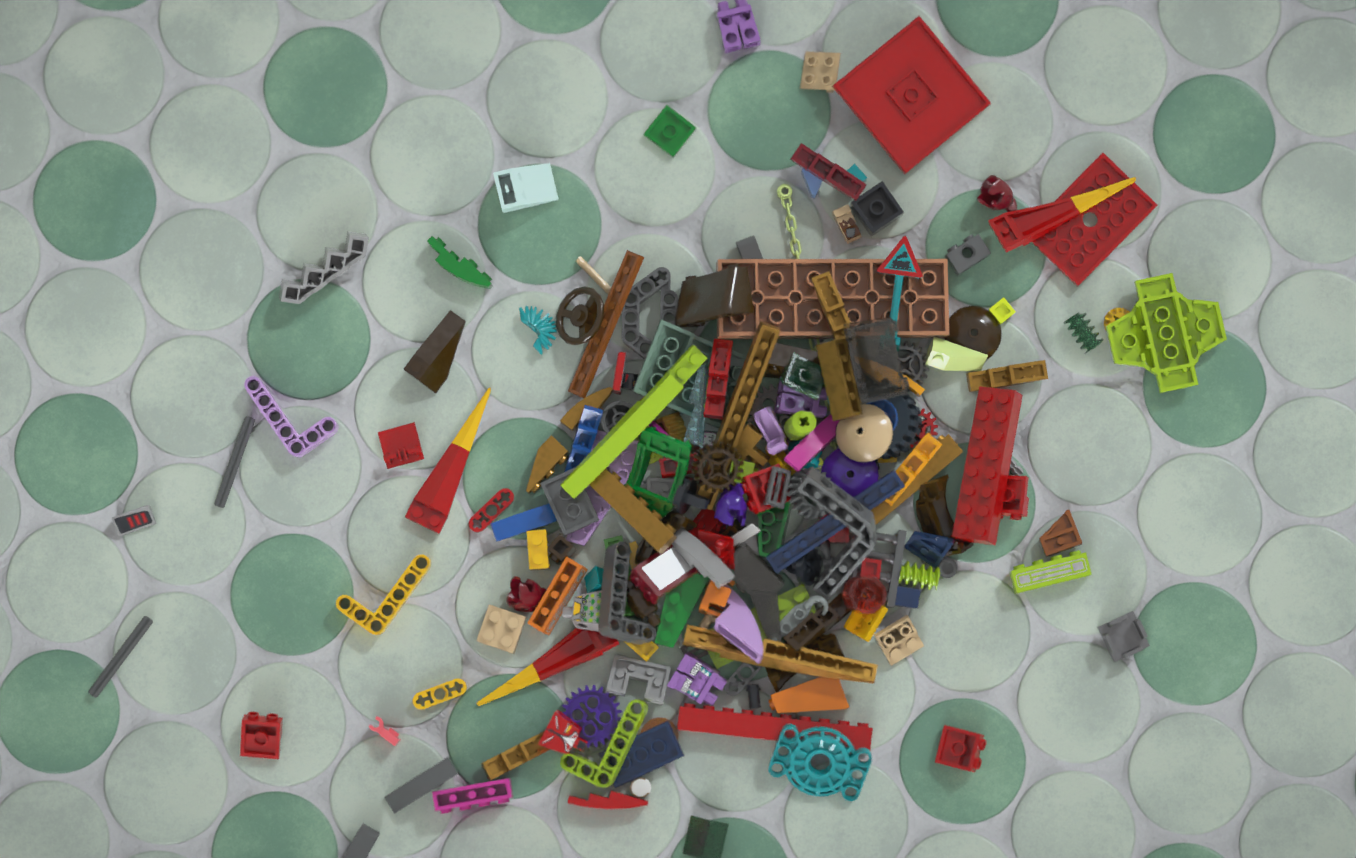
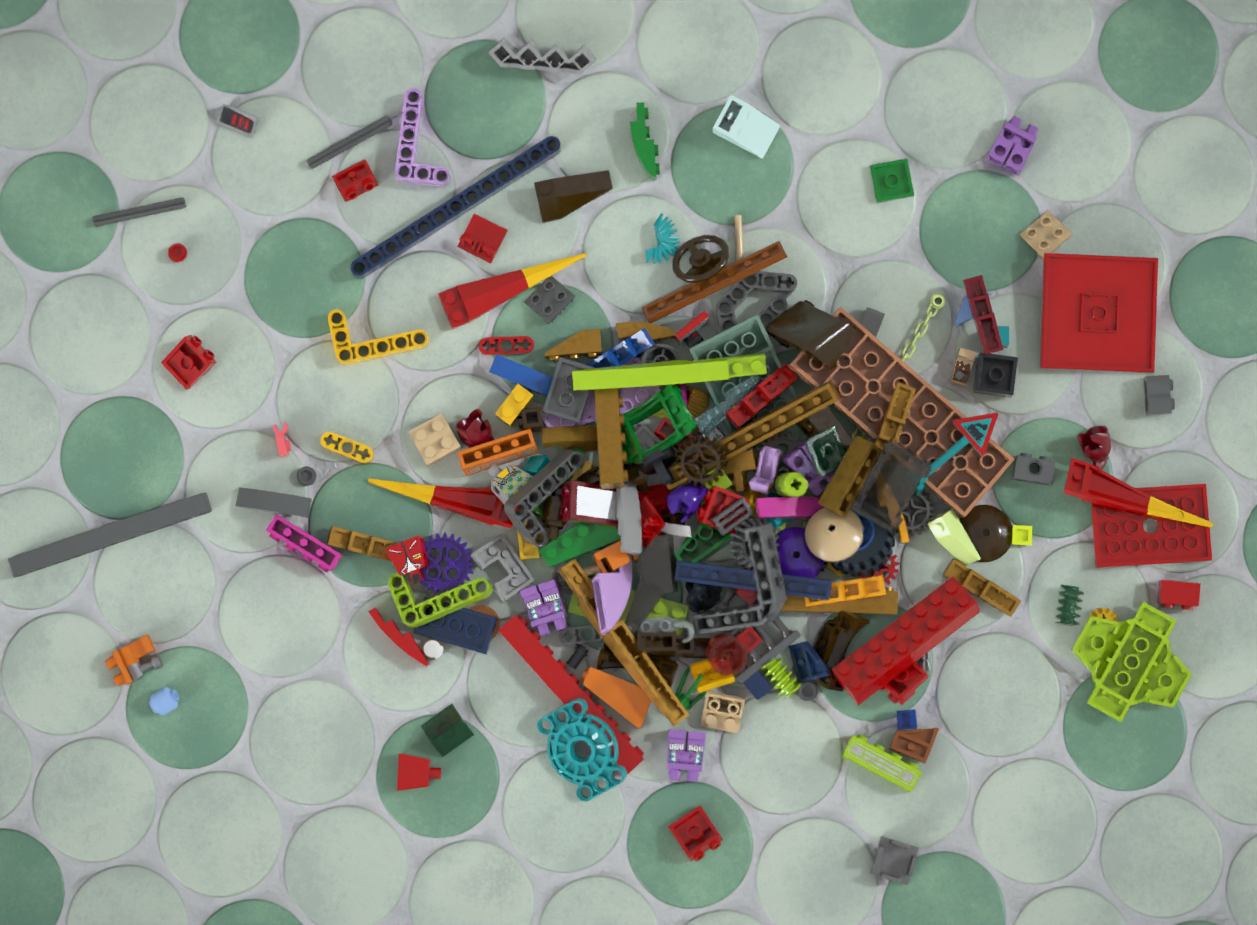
camera: 45 degrees right, 0 degrees up
(178, 661) = (177, 252): none -> red plate
(265, 487) = (355, 180): none -> red bracket
(361, 449) = (461, 198): none -> dark blue beam
(428, 742) = (306, 476): none -> dark grey tile
(493, 446) = (550, 299): none -> dark grey hinge
(602, 535) = (570, 437): none -> pearl gold slope
(861, 656) = (684, 698): none -> green plant
(900, 702) = (683, 759): none -> medium lavender hips
(1009, 117) = (1157, 395): none -> dark grey brick
(1039, 523) = (906, 719): none -> clear blue tile
(1155, 251) = (1178, 593): none -> red brick

